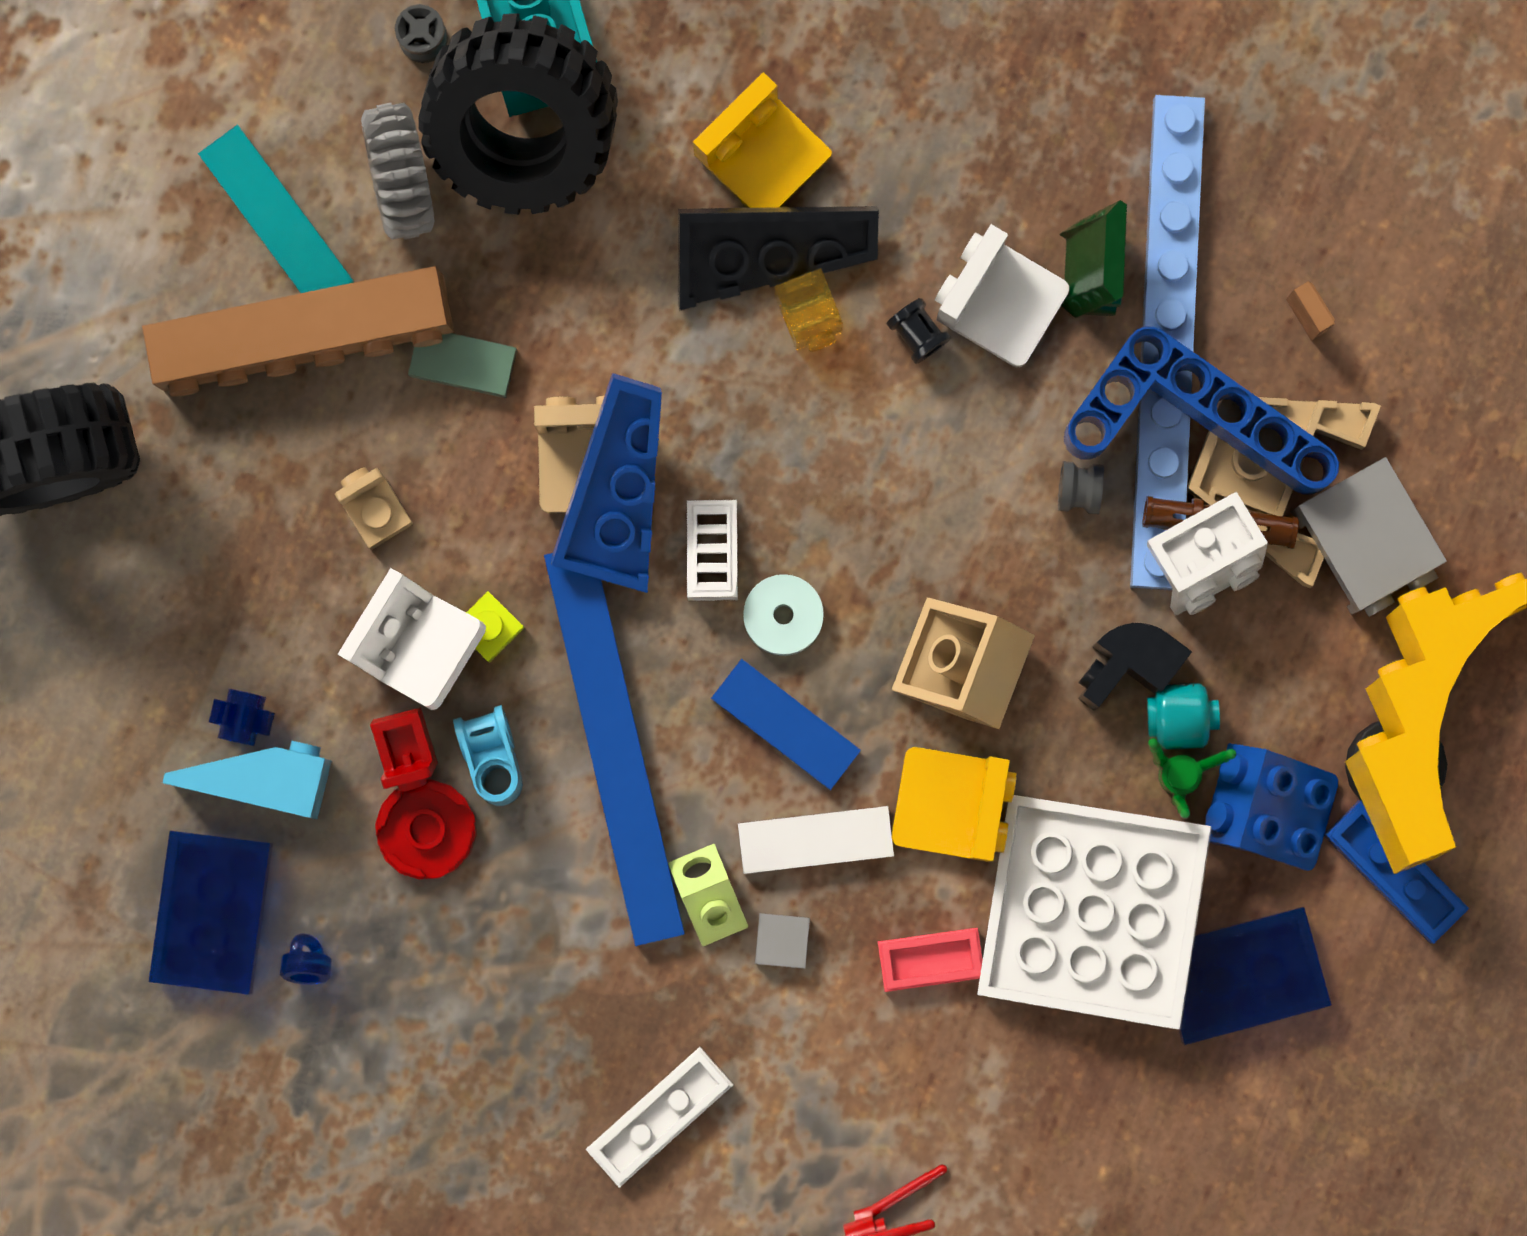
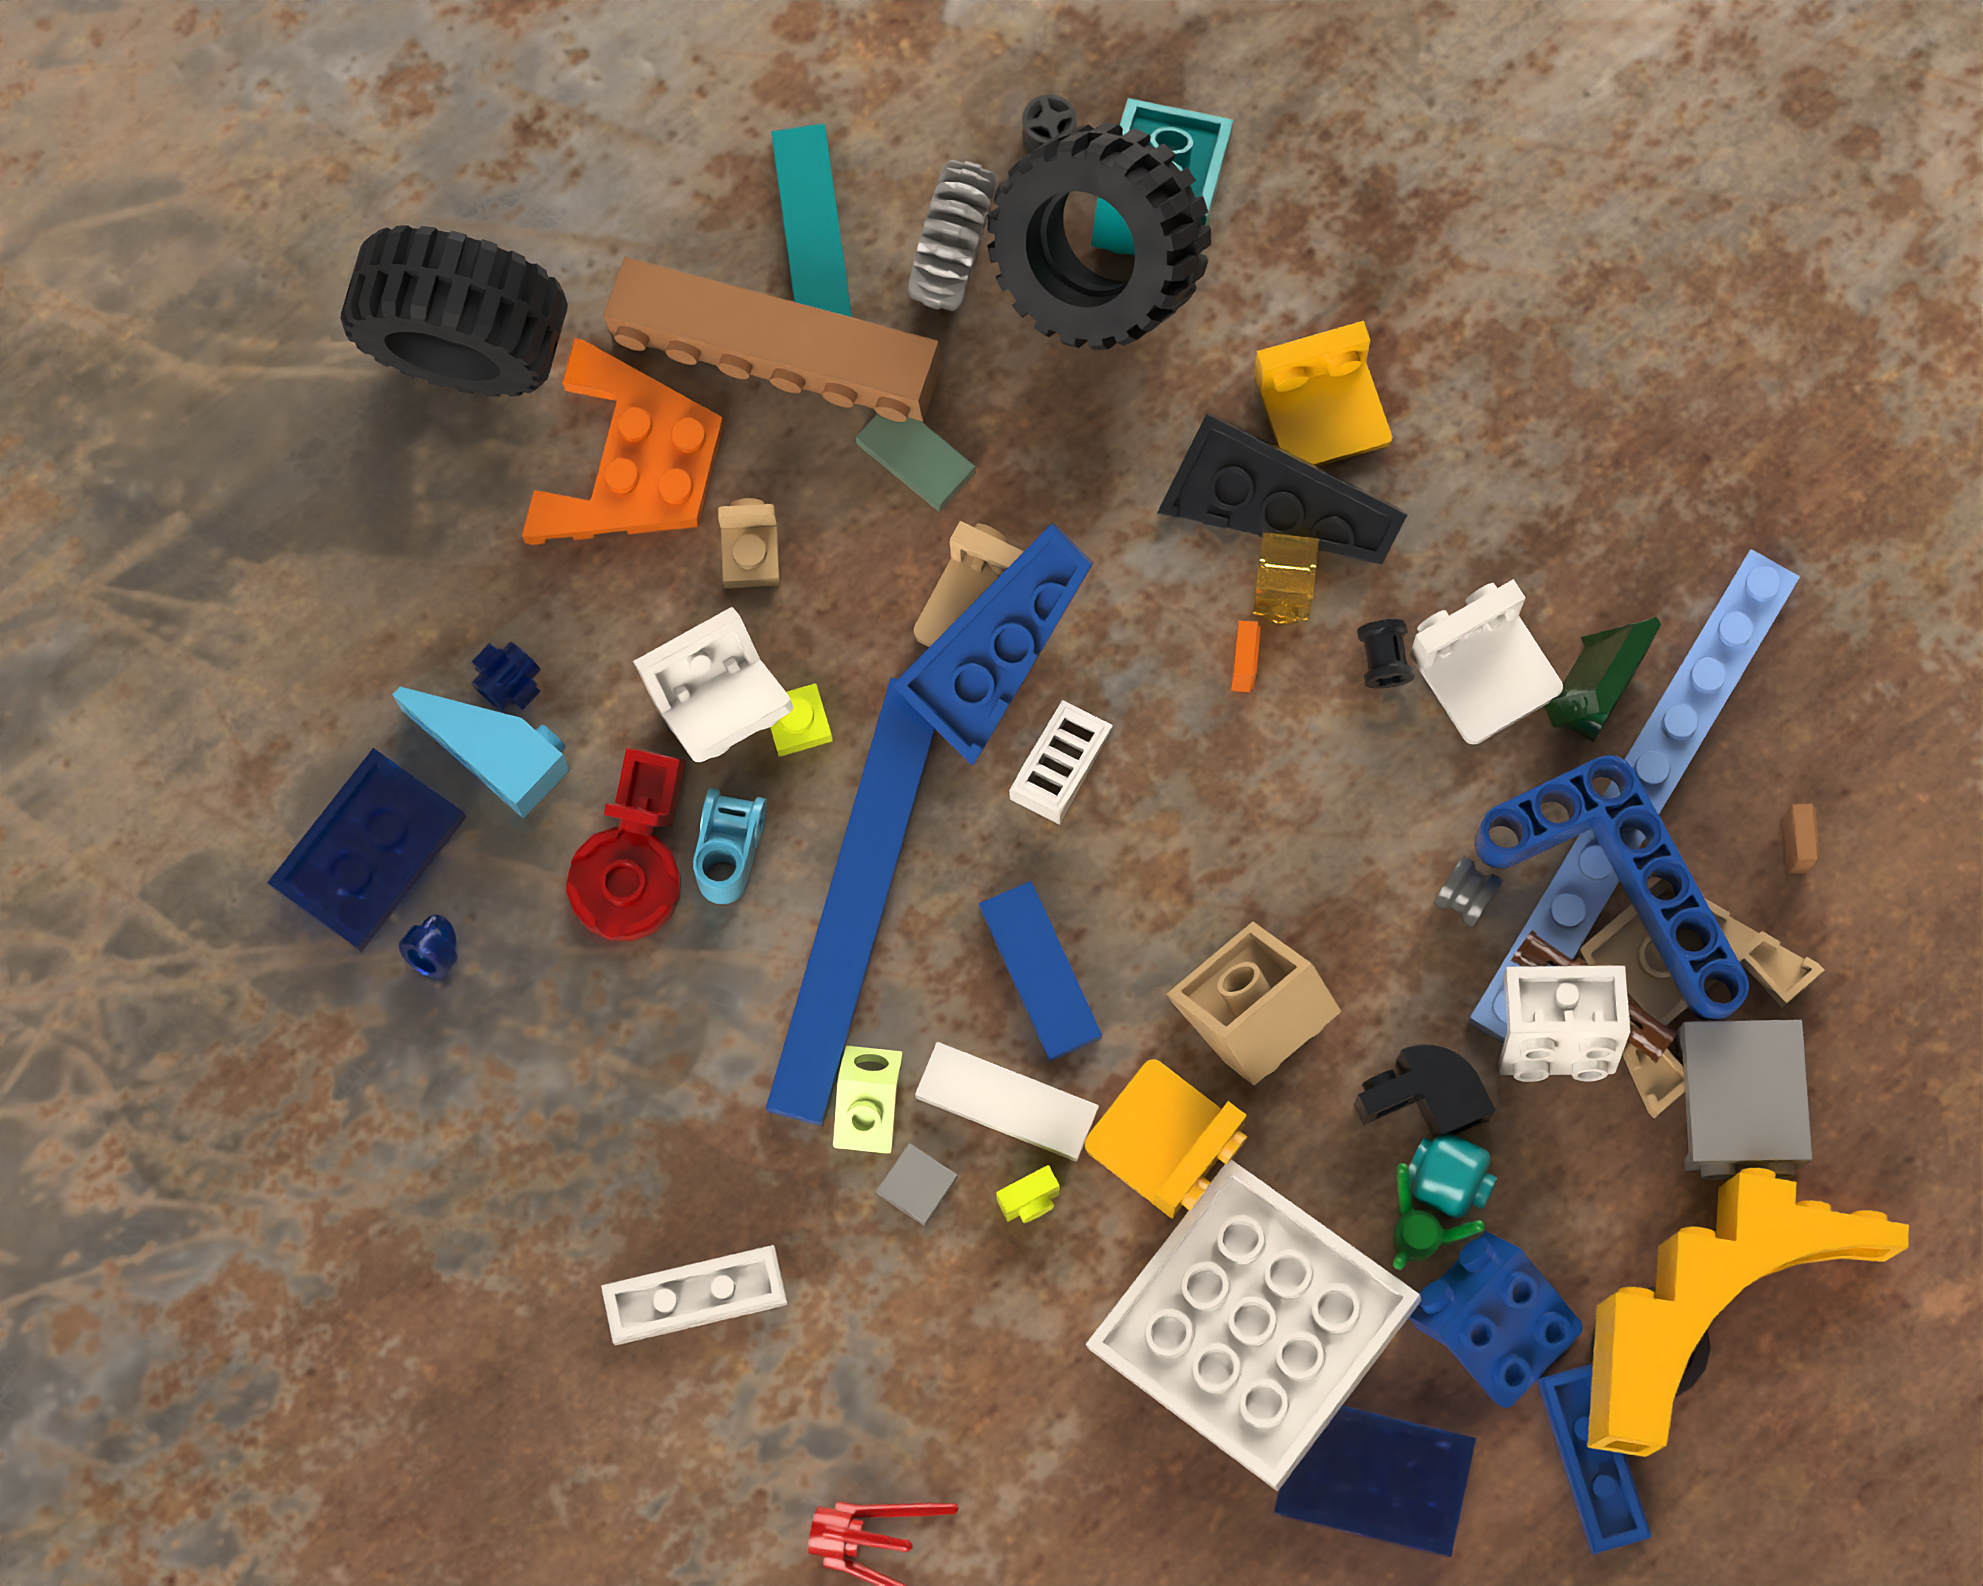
camera: 30 degrees right, 10 degrees down
(255, 475) = (652, 461): none -> orange wing
(787, 592) = (1097, 836): light aqua piece -> none
(811, 391) = (1245, 656): none -> orange tile
(874, 905) = (1029, 1196): none -> neon yellow plate
(930, 959) = (1057, 1285): coral tile -> none

